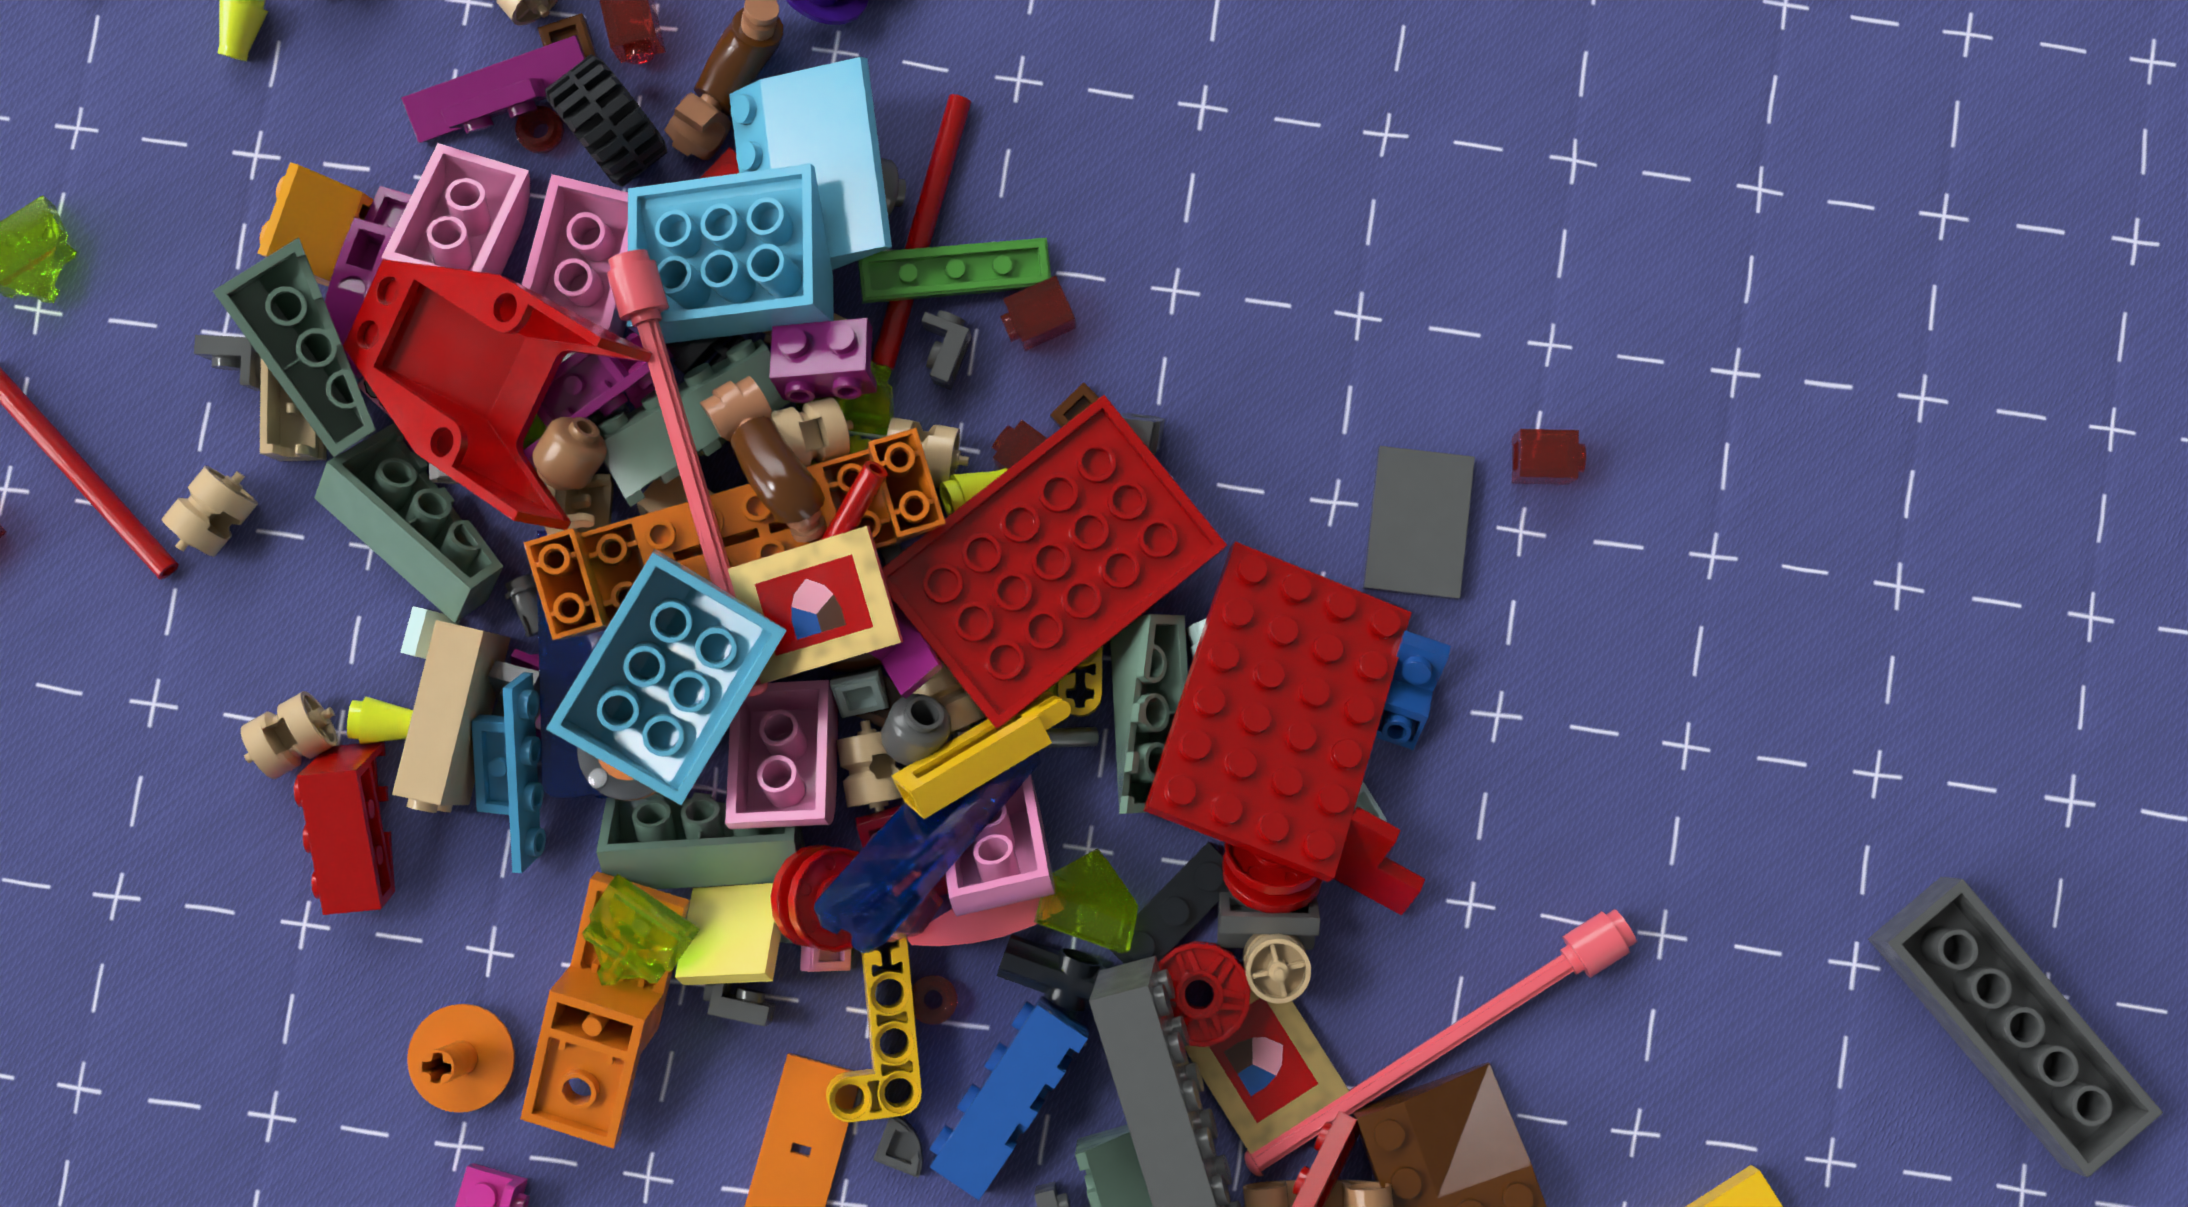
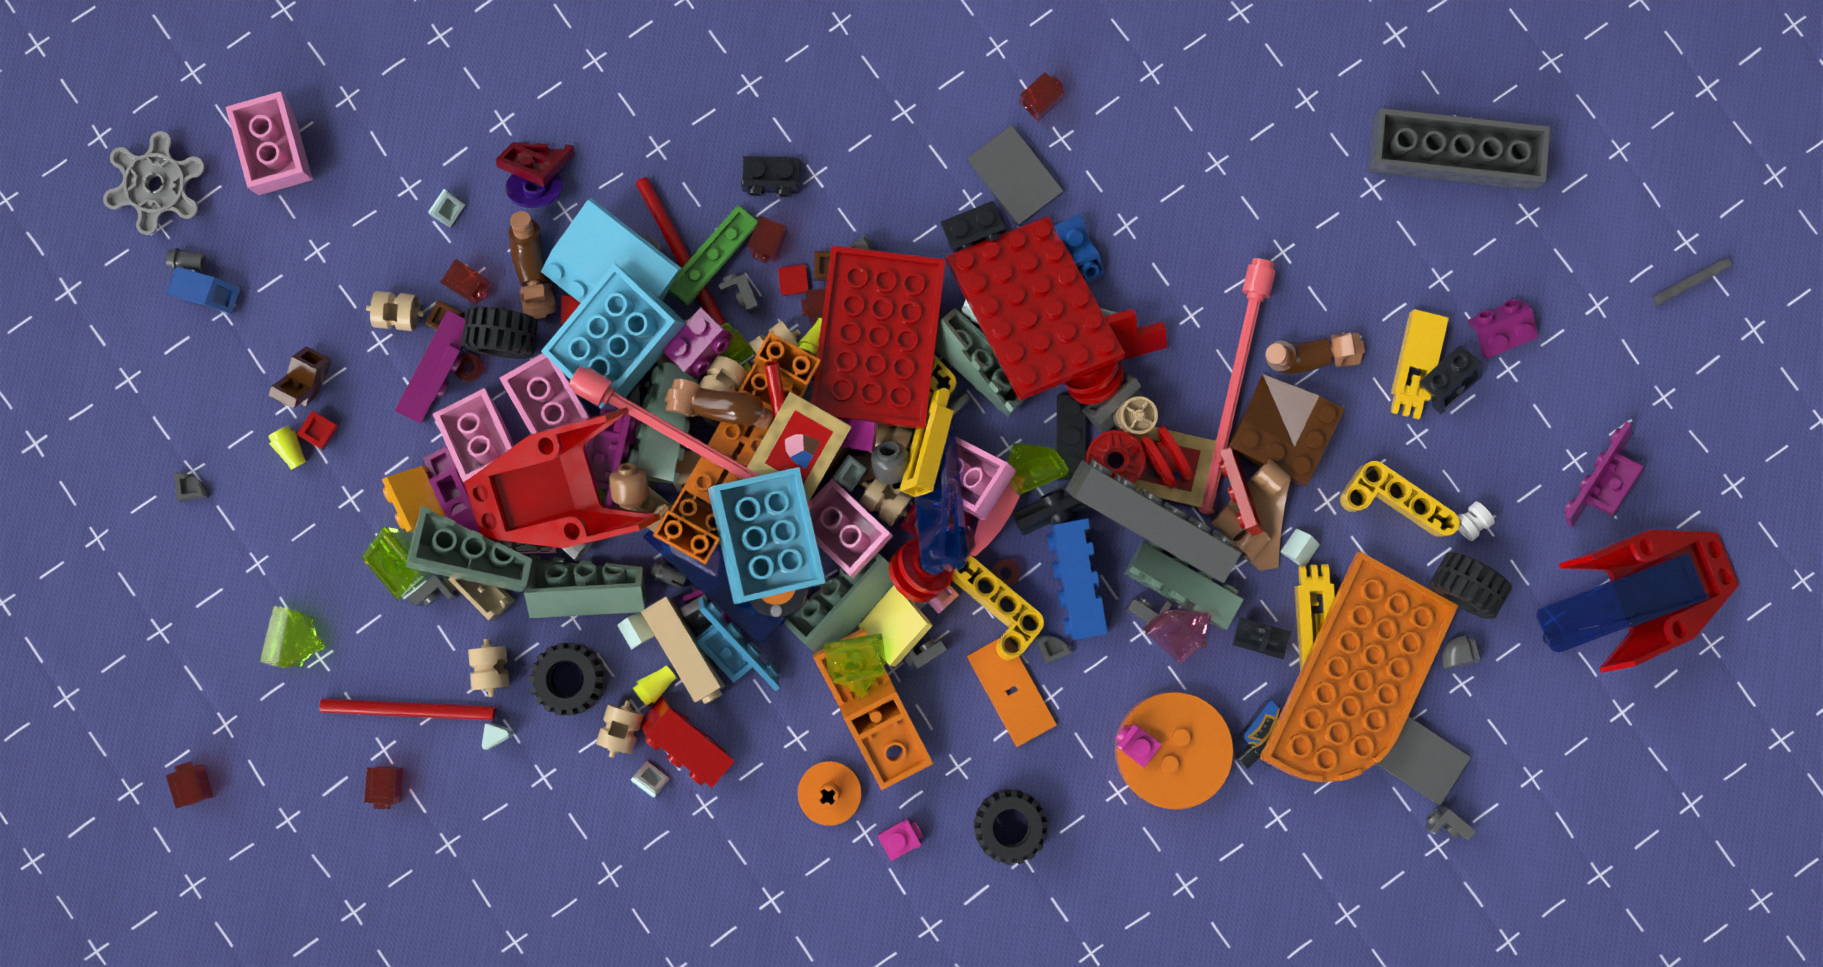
camera: 55 degrees left, 0 degrees up
(141, 595) = (494, 735): none -> light aqua slope
(219, 259) = (388, 560): none -> clear neon green slope
(250, 606) = (543, 679): none -> black tyre
(268, 830) = (650, 779): none -> slope
(293, 36) = (317, 430): none -> red plate
(1024, 392) = (793, 280): none -> red piece
(1120, 240) = (770, 175): none -> black bracket
(1263, 1055) = (1166, 457): none -> red wheel
(1305, 538) = (973, 227): none -> black bracket
(1571, 1099) = (1314, 354): none -> piece

